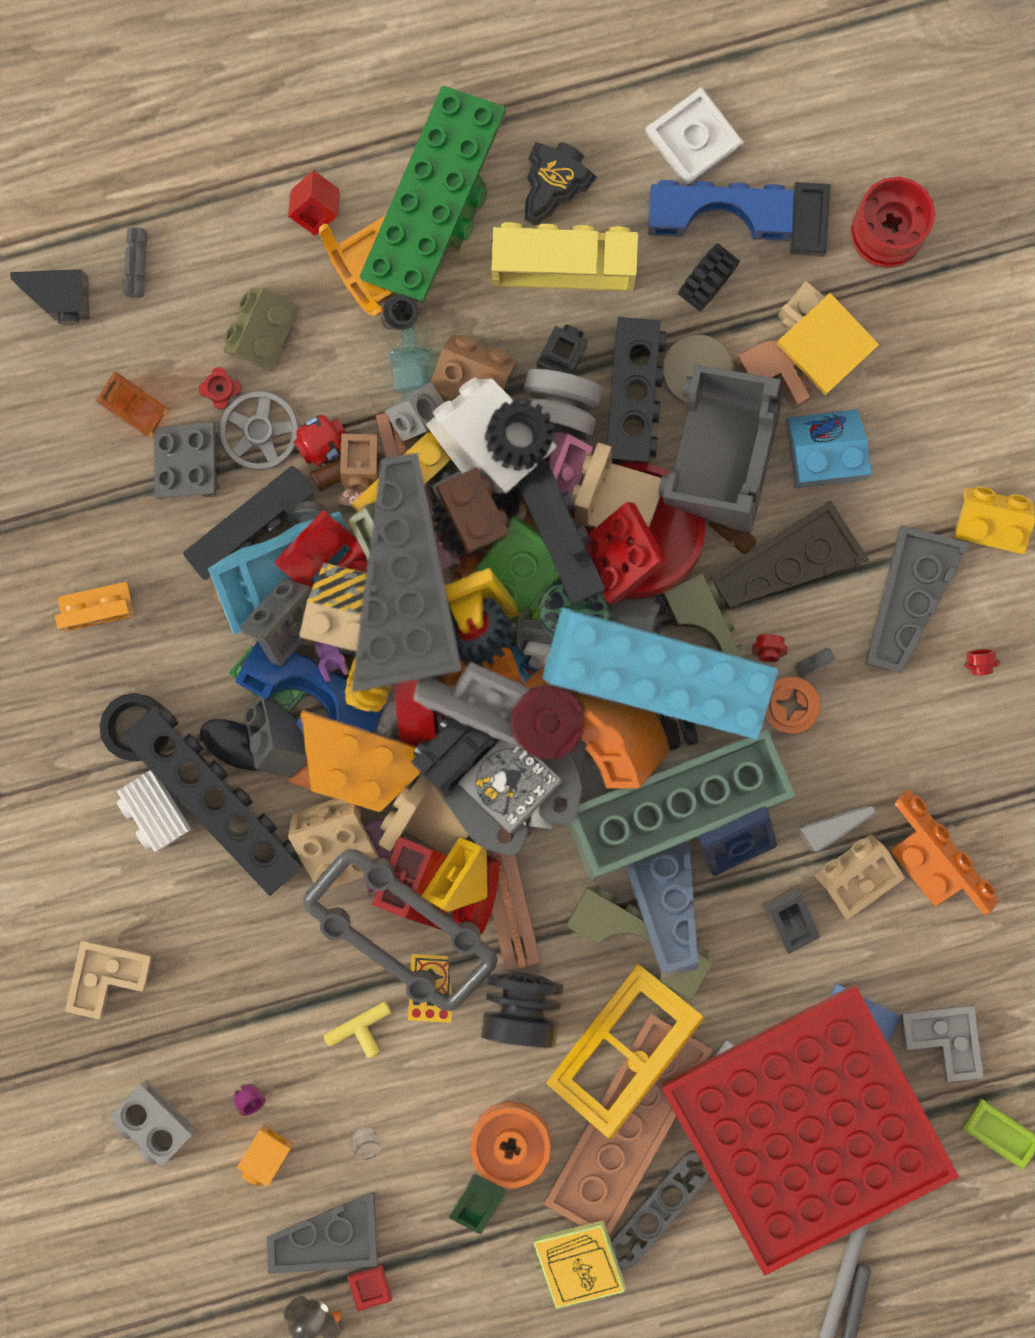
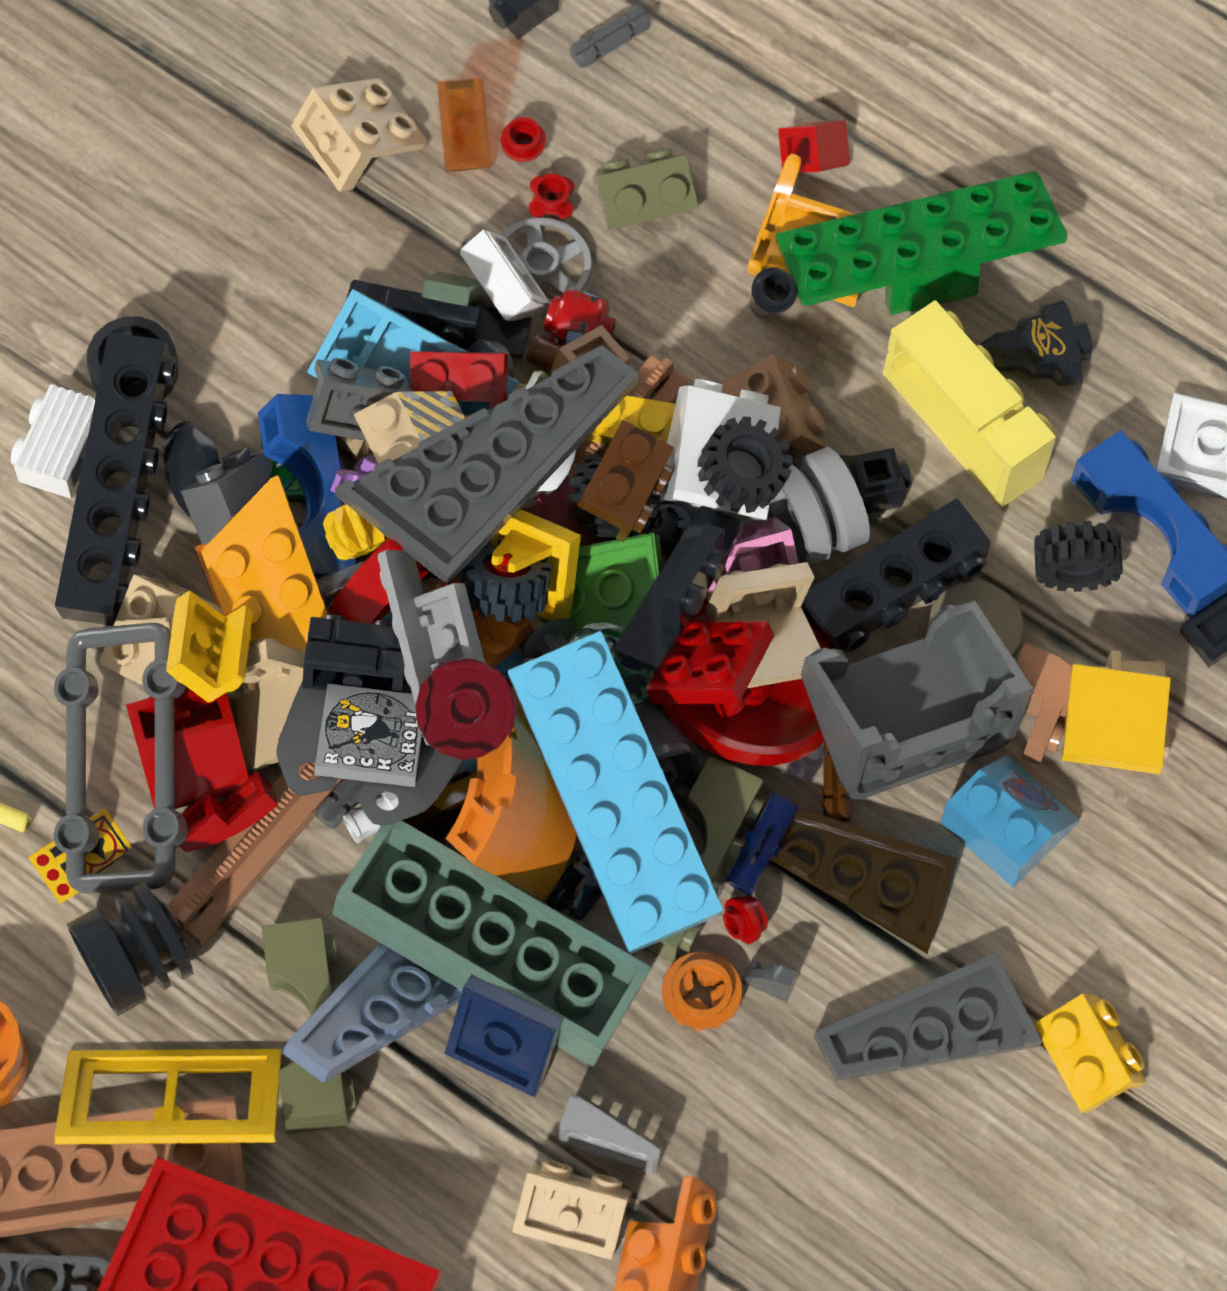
camera: 45 degrees right, 20 degrees down
(79, 469) = (351, 125): none -> tan bracket
(95, 607) = (225, 239): light orange bracket -> none
(159, 366) = (525, 129): none -> red plate
(186, 460) = (451, 218): dark grey hinge -> none
(243, 501) = (452, 289): none -> tile
(257, 462) = (504, 276): none -> white slope
(382, 834) = (207, 648): none -> yellow bracket
(409, 364) = (730, 350): clear light blue piece -> none
(414, 411) = (681, 369): light grey brick -> none
(460, 878) = (226, 776): yellow slope -> none
(740, 606) = (777, 813): none -> clear blue pin
(791, 919) = (463, 1168): dark grey slope -> none
(981, 661) = (923, 1157): red plate -> none

